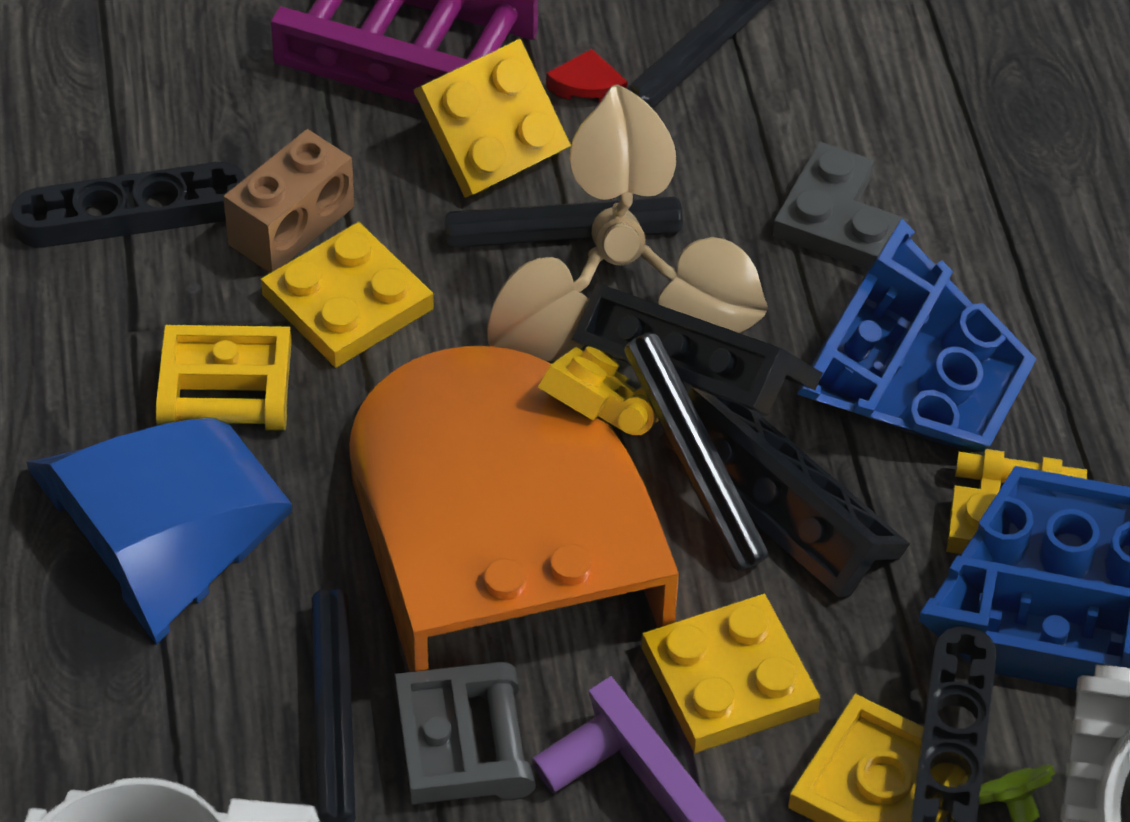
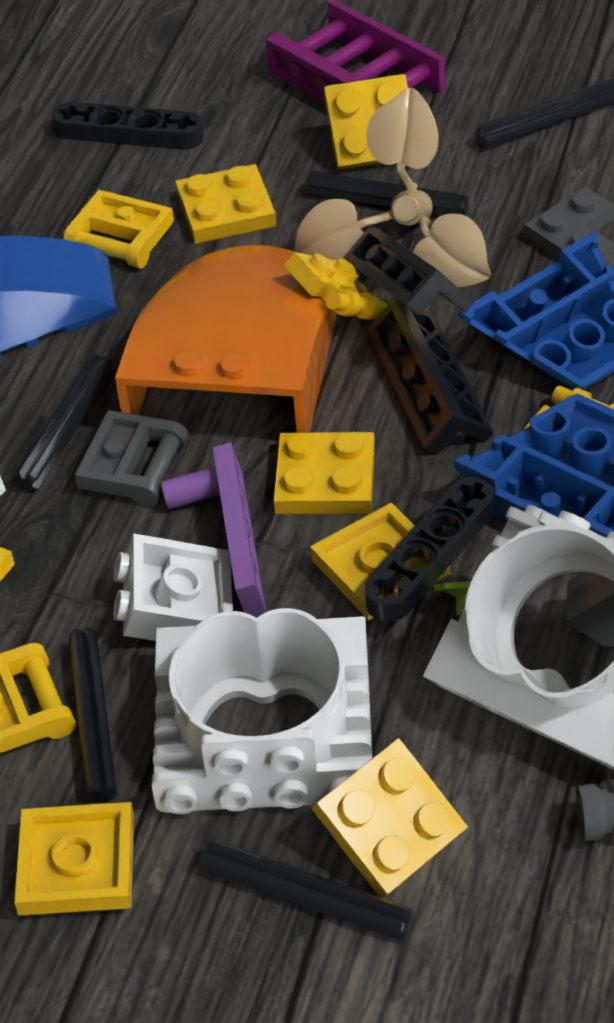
camera: 30 degrees right, 5 degrees down
(289, 201) = (218, 139): medium nougat brick -> none
(584, 77) = (457, 119): red tile -> none
(696, 452) = (371, 334): black axle -> none

